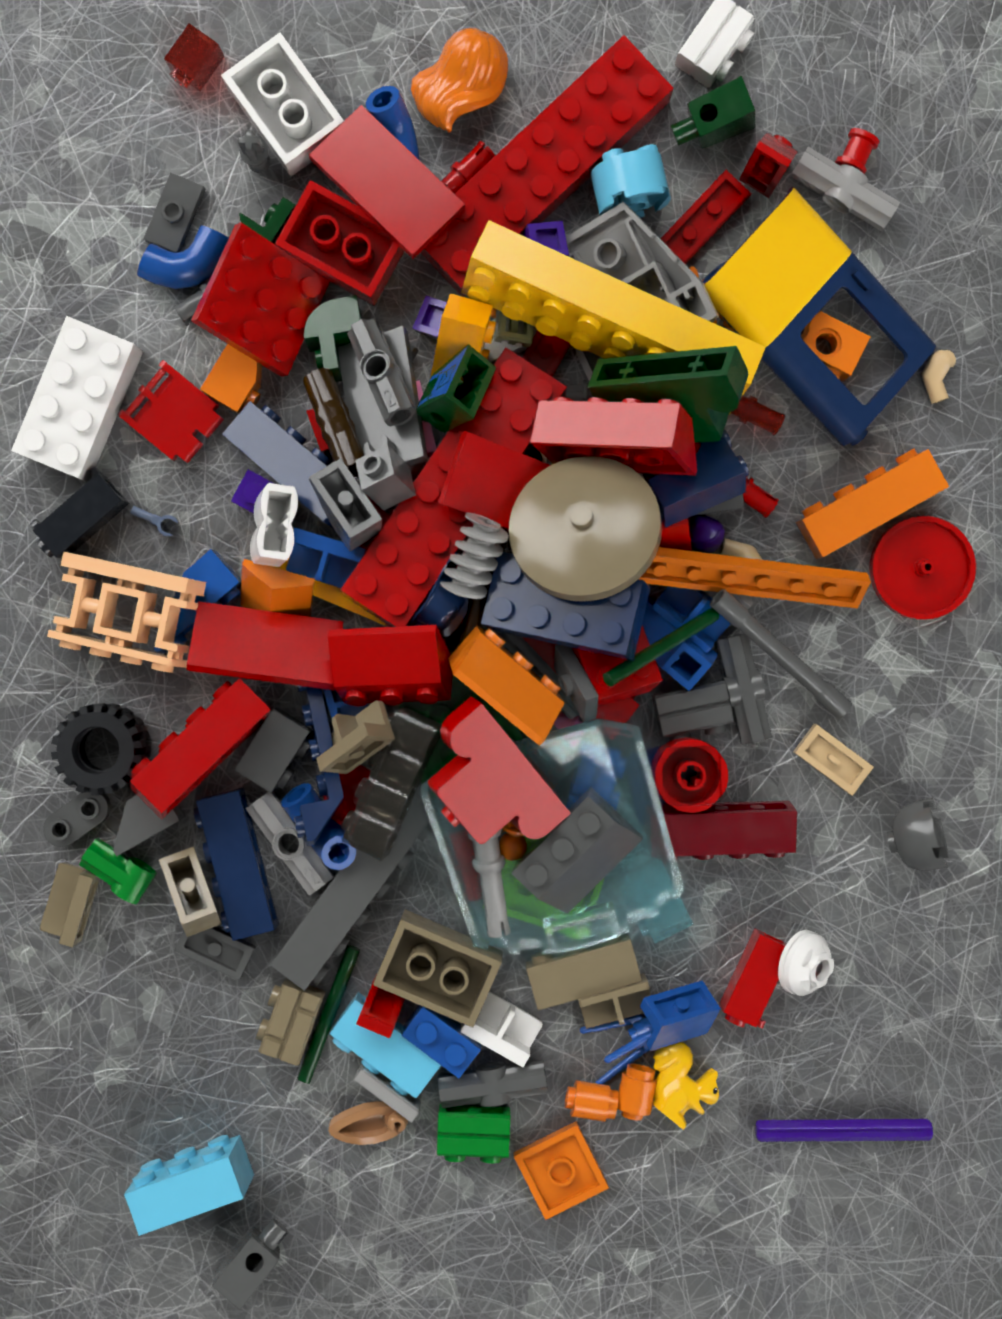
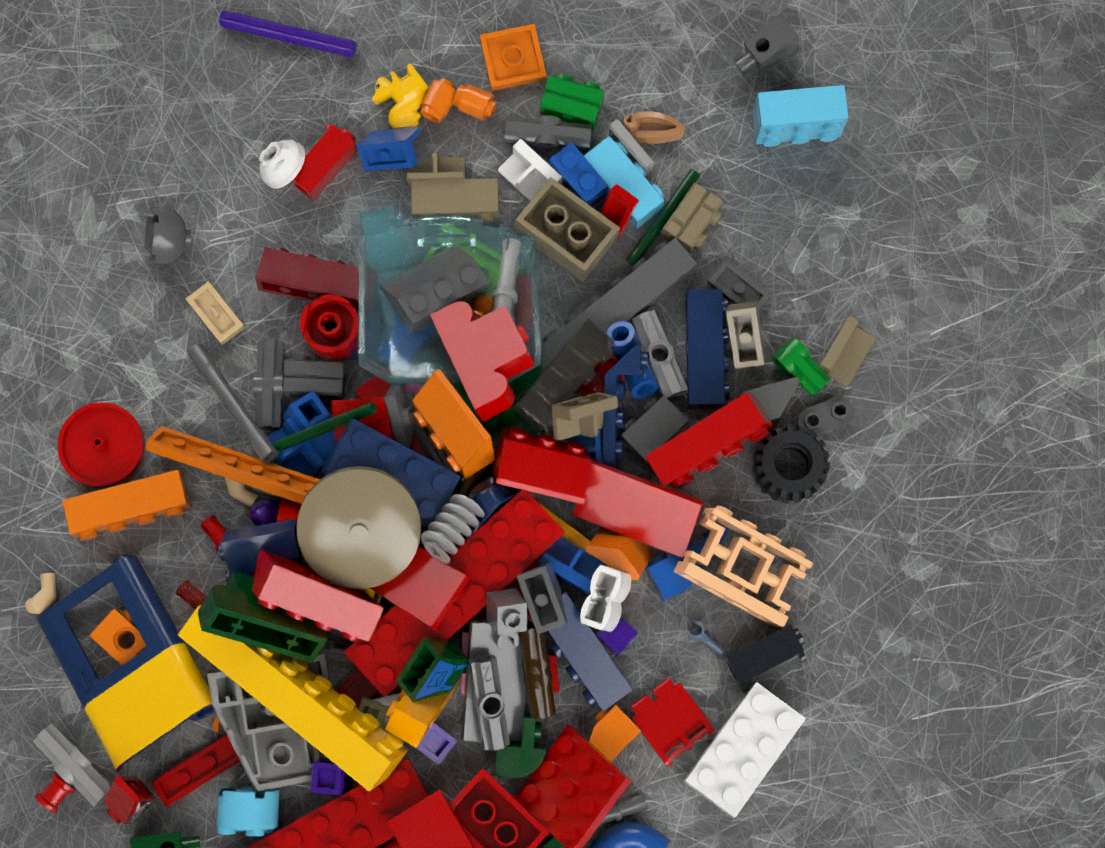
camera: 165 degrees left, 10 degrees down
(639, 1035) = (424, 139): blue plant -> none

